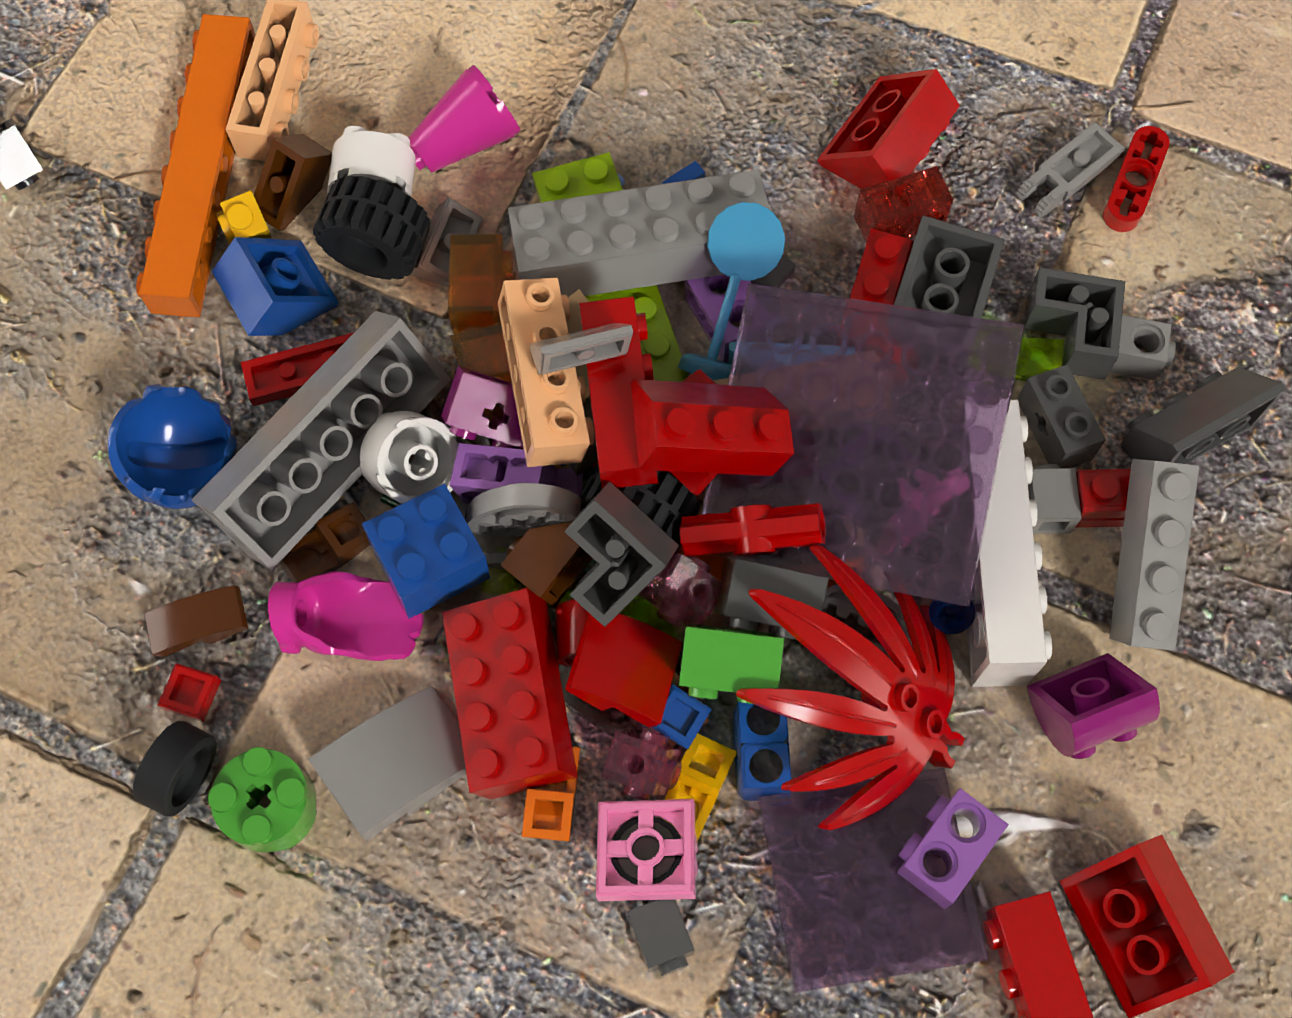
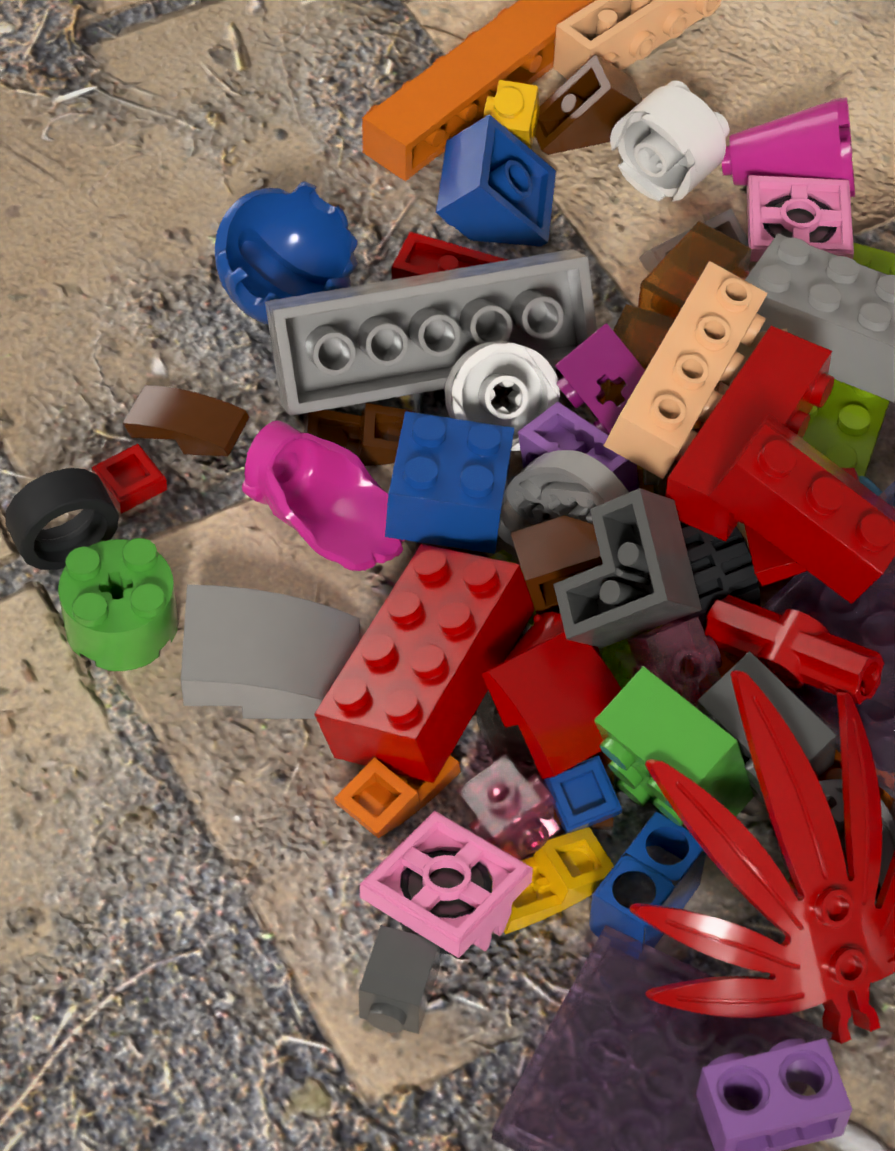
camera: 35 degrees right, 15 degrees down
(372, 227) = (629, 184): black tyre -> none
(502, 178) = (800, 210): none -> bright pink piece
(581, 347) = (737, 354): light grey slope -> none

